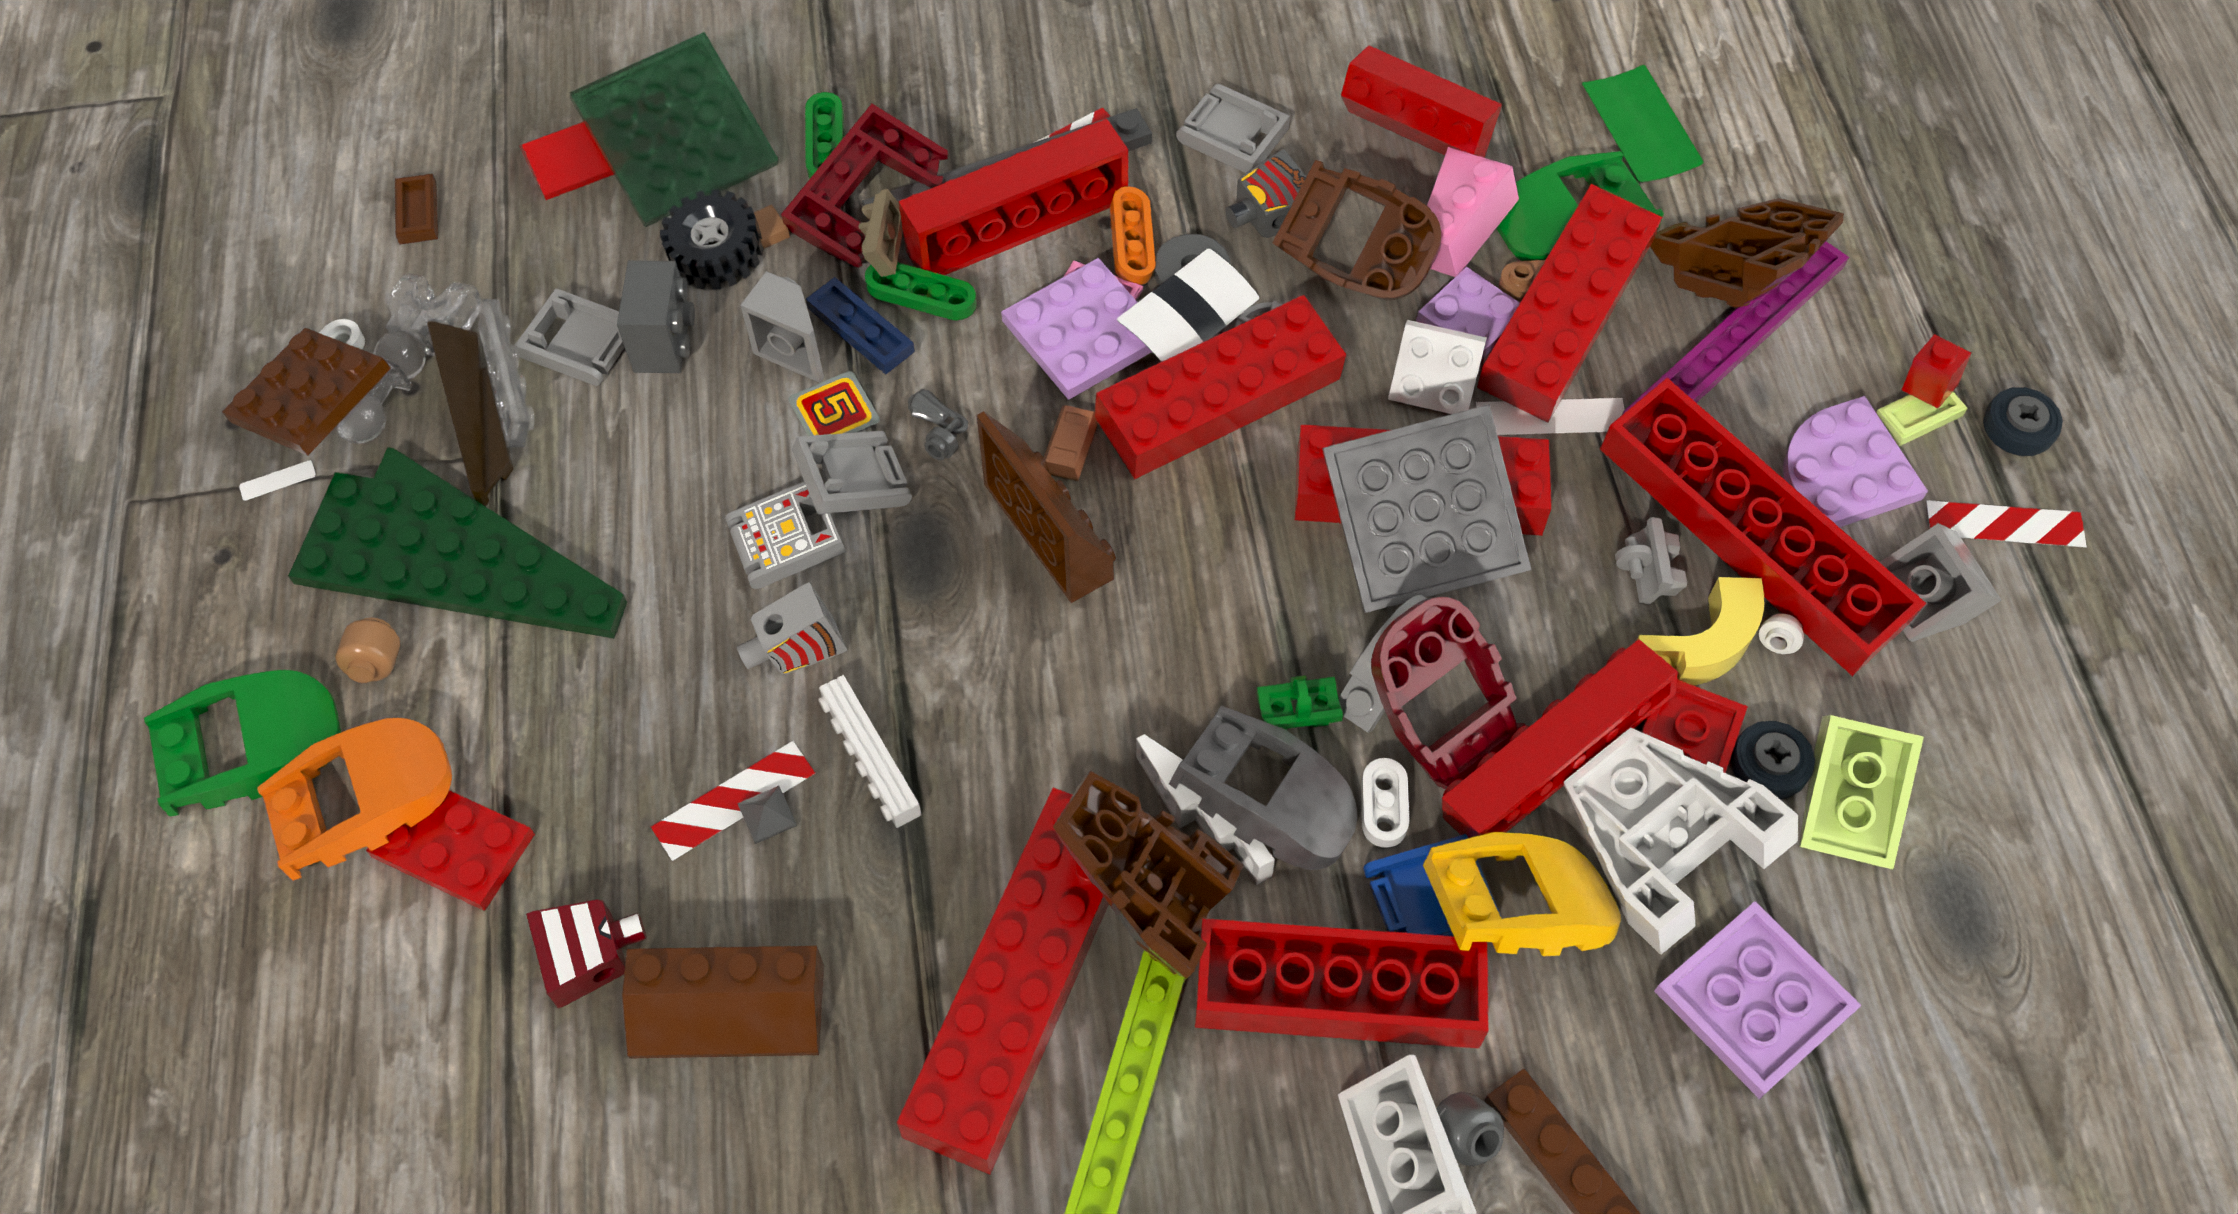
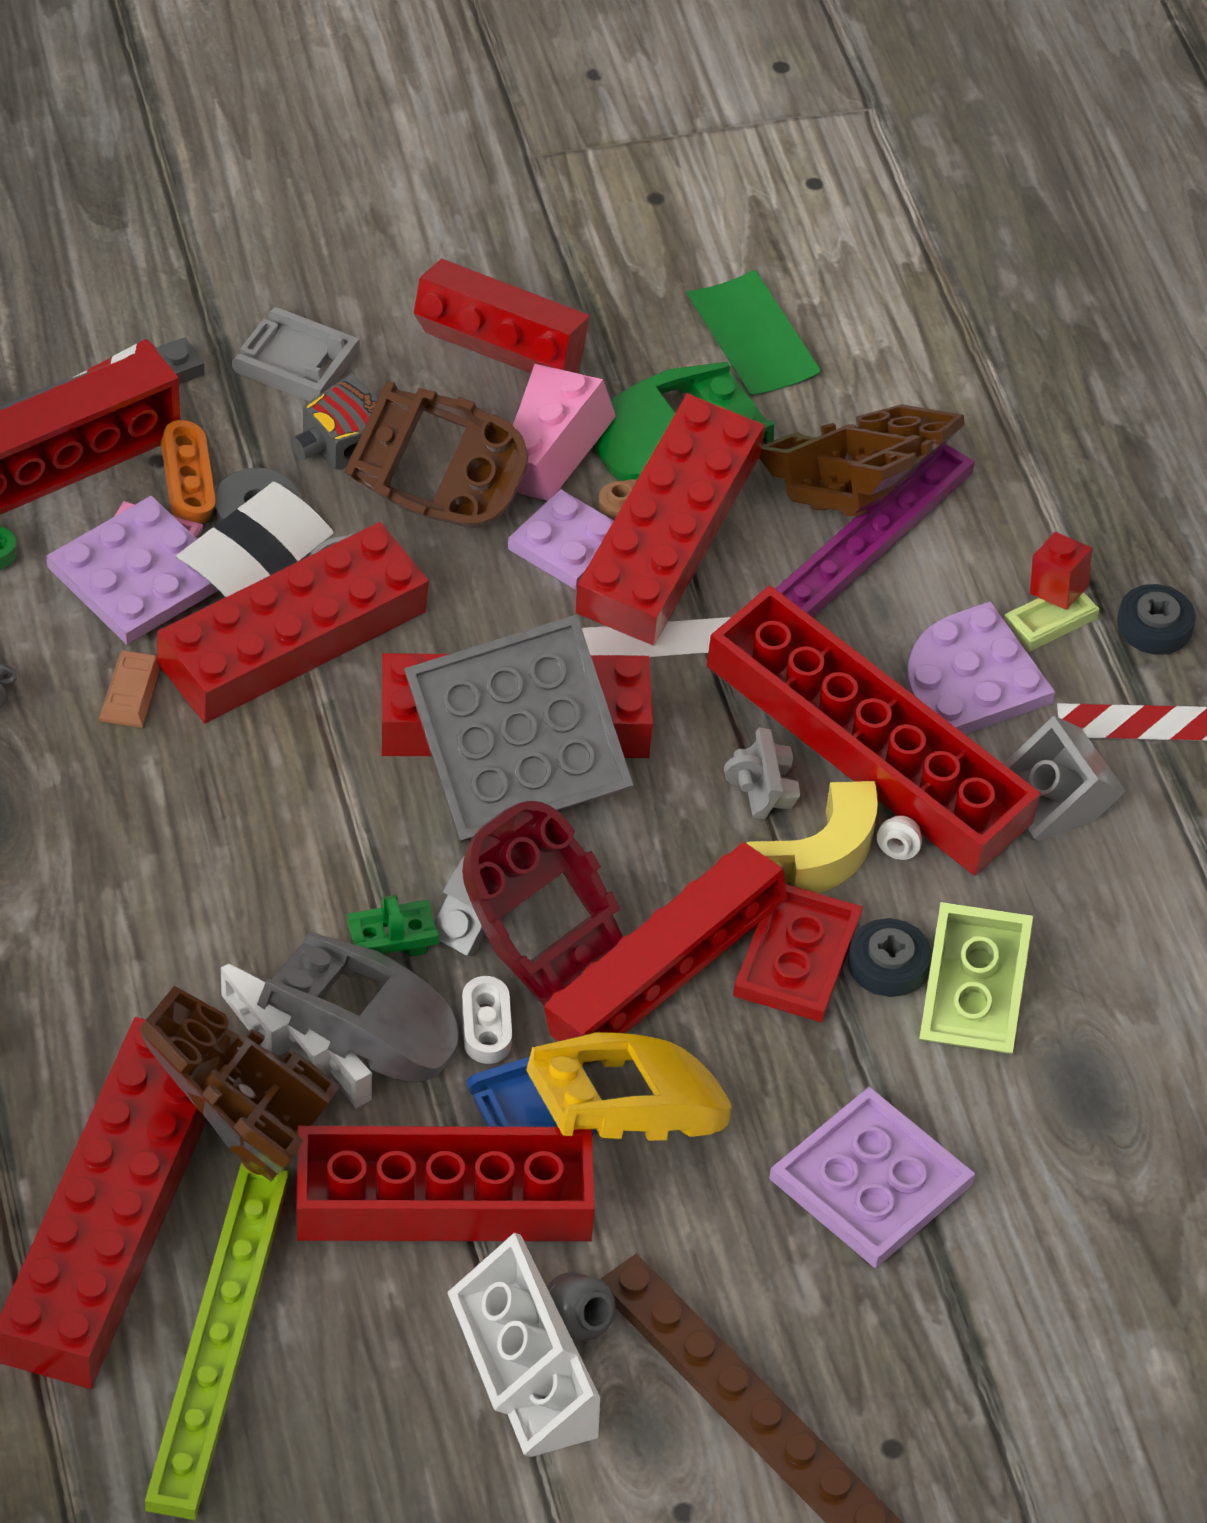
camera: 10 degrees left, 10 degrees down
(1043, 511) = (105, 756): reddish brown slope -> none
(1436, 368) = (526, 587): white plate -> none
(1662, 816) = (773, 1012): white wedge -> none

